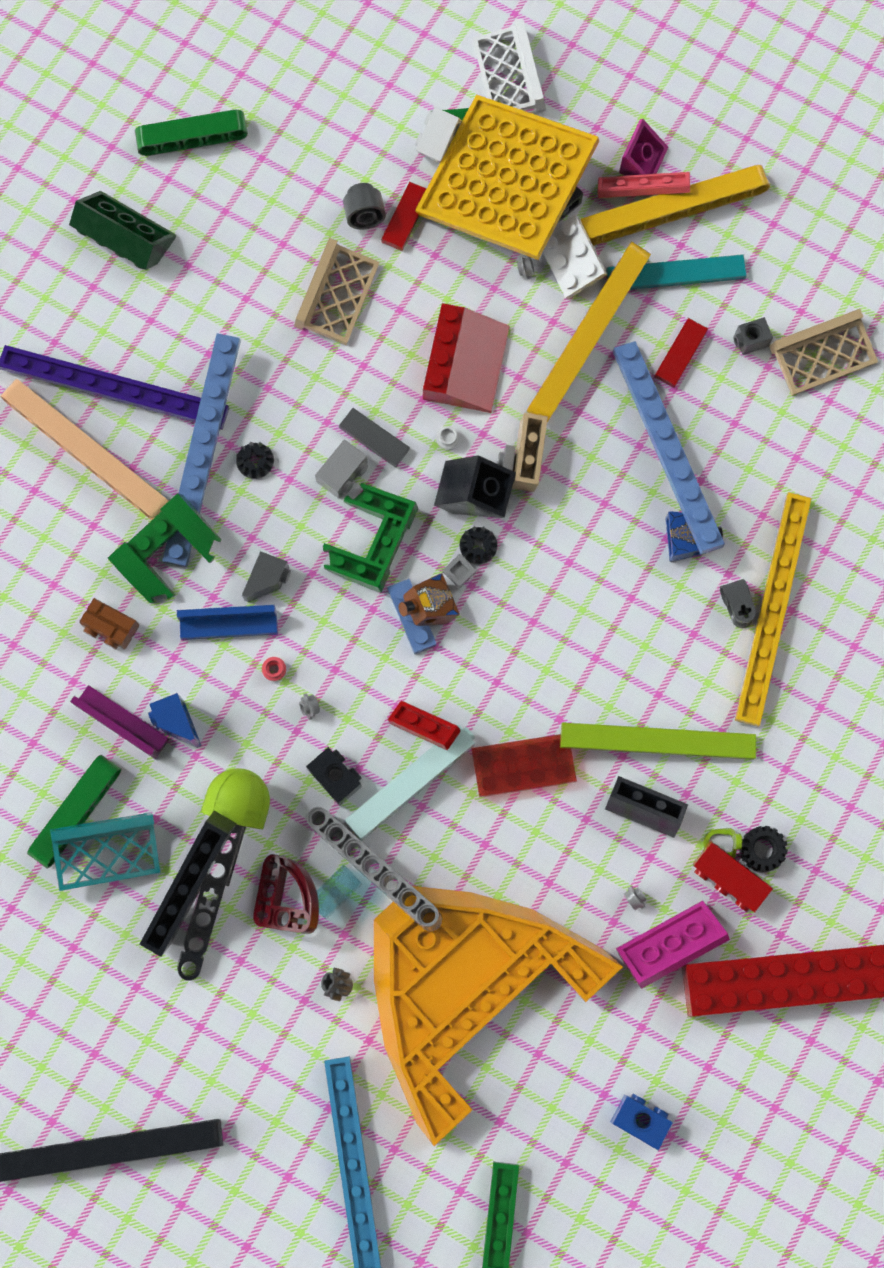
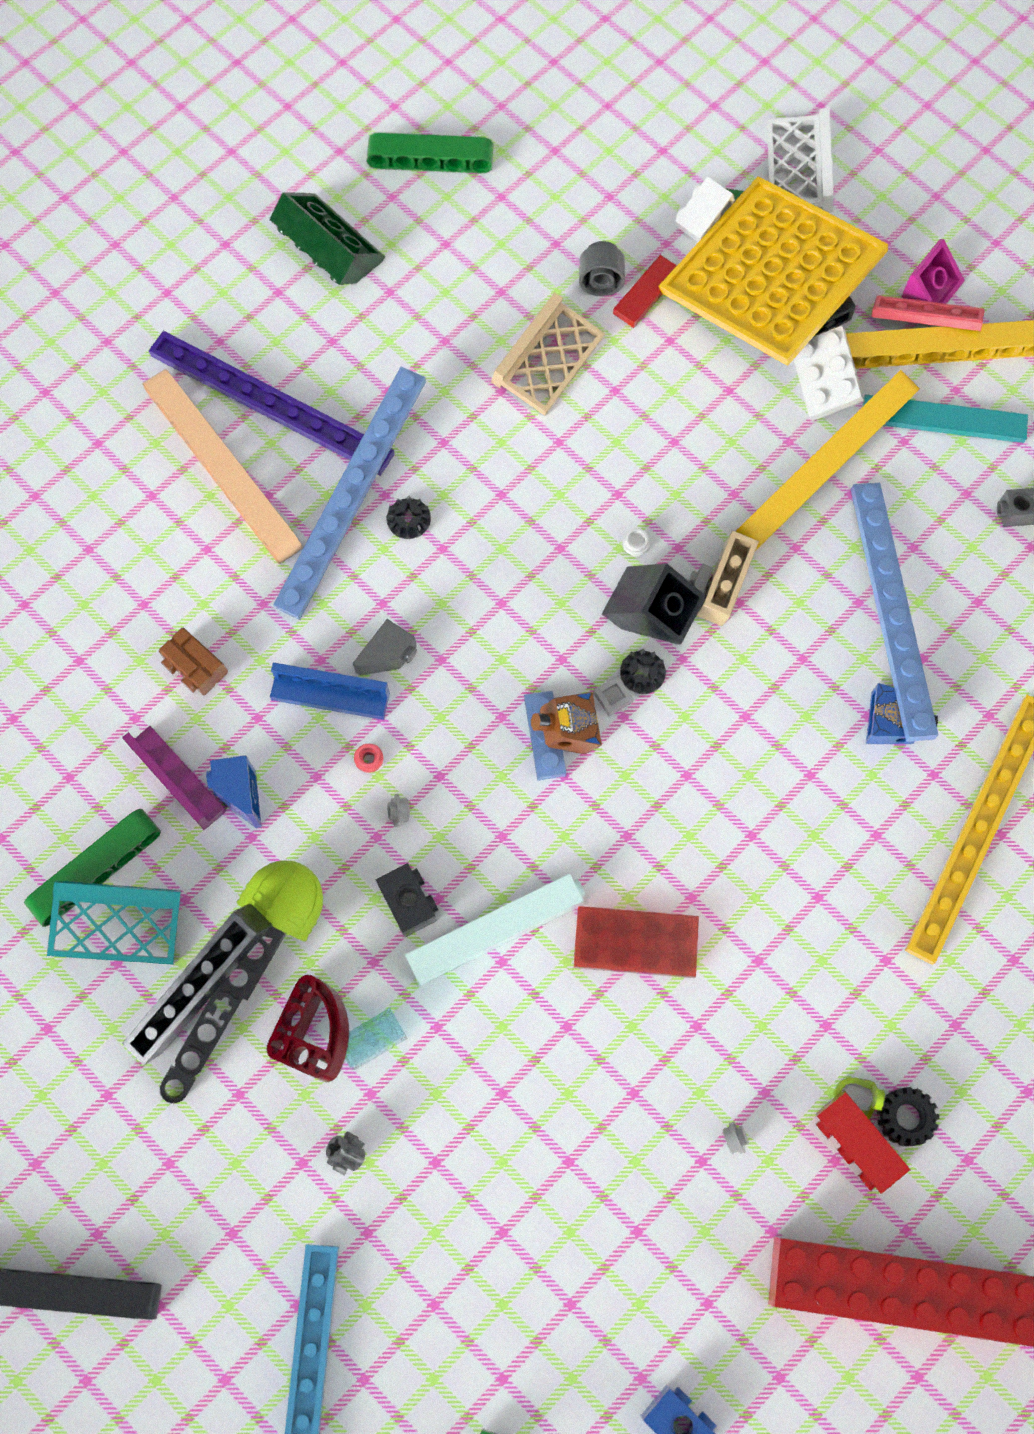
camera: 15 degrees right, 5 degrees down
(132, 556) = (240, 591): green wedge -> none
(342, 469) = (505, 549): light grey brick -> none
(374, 437) = (551, 523): dark grey tile -> none
(382, 876) = (435, 1031): light grey beam -> none
(397, 518) = (555, 617): green wedge -> none
(424, 725) = (528, 865): red plate -> none
(452, 981) = (486, 1170): light orange piece -> none
(465, 359) = (677, 459): slope -> none
(526, 267) = (771, 374): light grey plate -> none
(646, 807) = (774, 1029): black brick -> none
(658, 741) = (806, 952): lime tile -> none
(672, 944) = (769, 1208): dark pink plate -> none
(681, 352) = (931, 508): red tile -> none
(736, 599) = (939, 804): dark grey piece -> none

